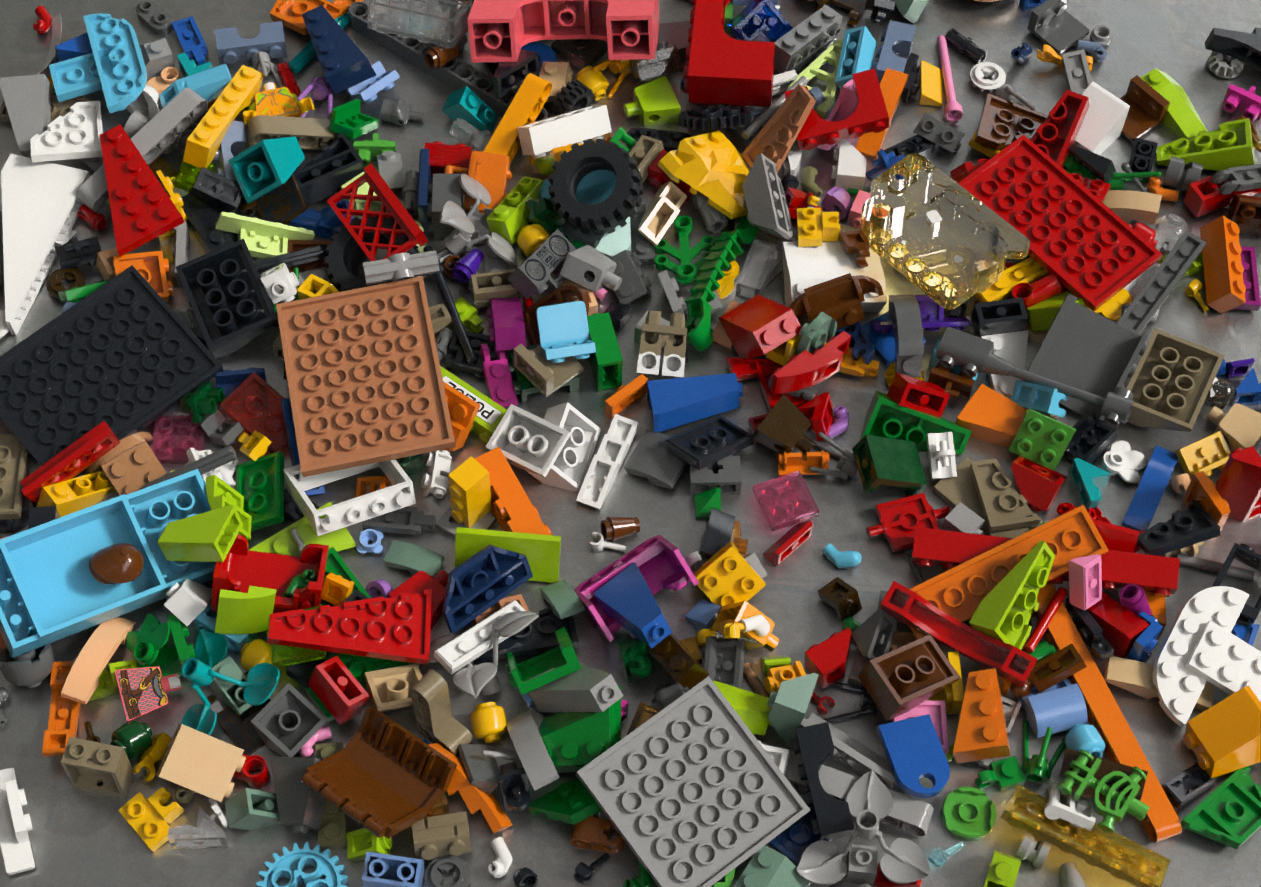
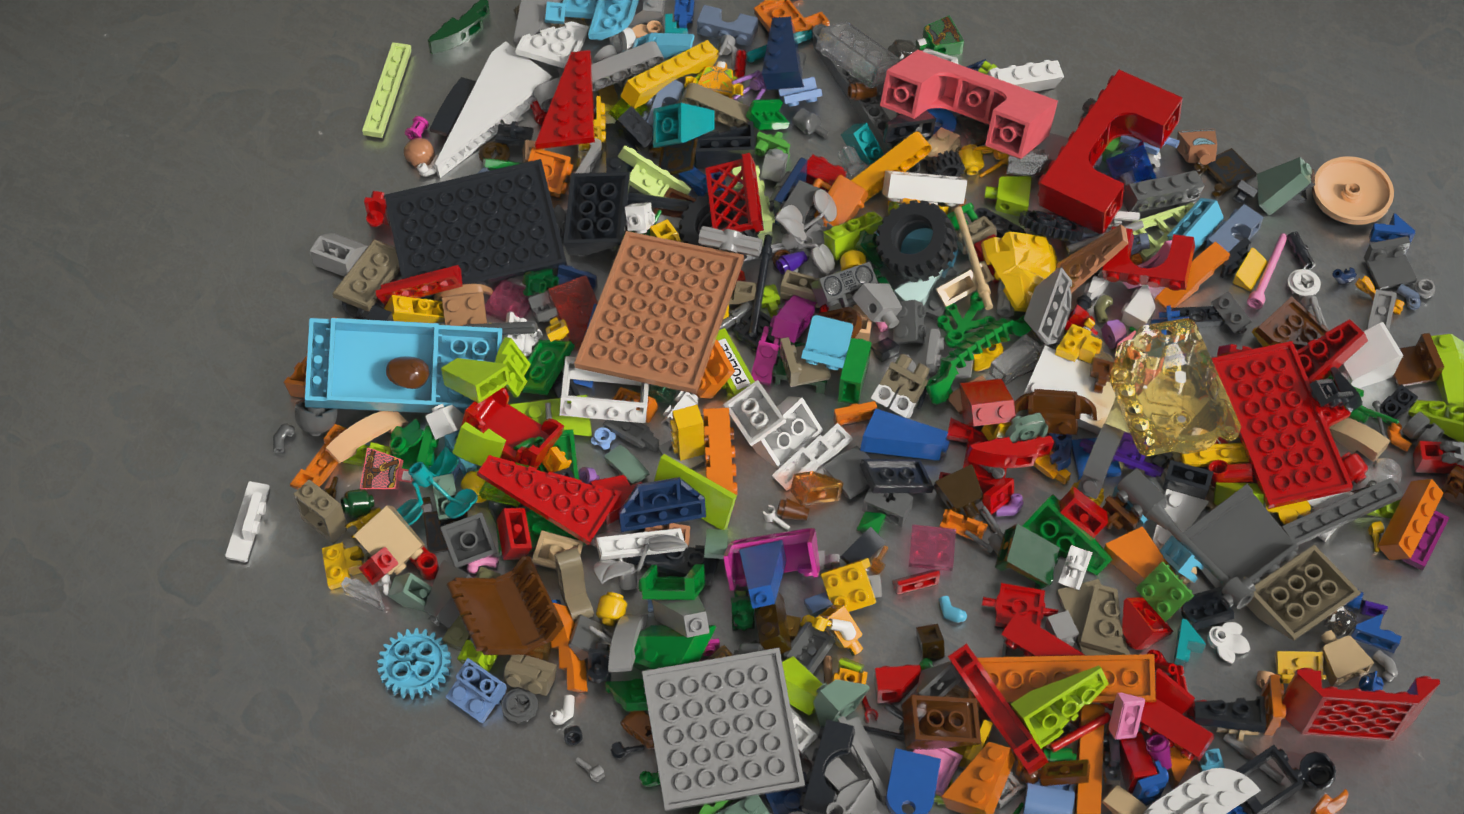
camera: 30 degrees right, 0 degrees up
(54, 99) = (555, 13): none -> medium azure tile
(205, 797) = (378, 565): none -> red bracket
(631, 493) = (815, 488): none -> clear orange slope
(688, 211) = (983, 288): none -> tan bar
(1084, 173) = (1328, 395): none -> black bracket
(1150, 489) = (1237, 670): blue slope -> none
(1183, 593) = (1211, 760): none -> medium azure tile

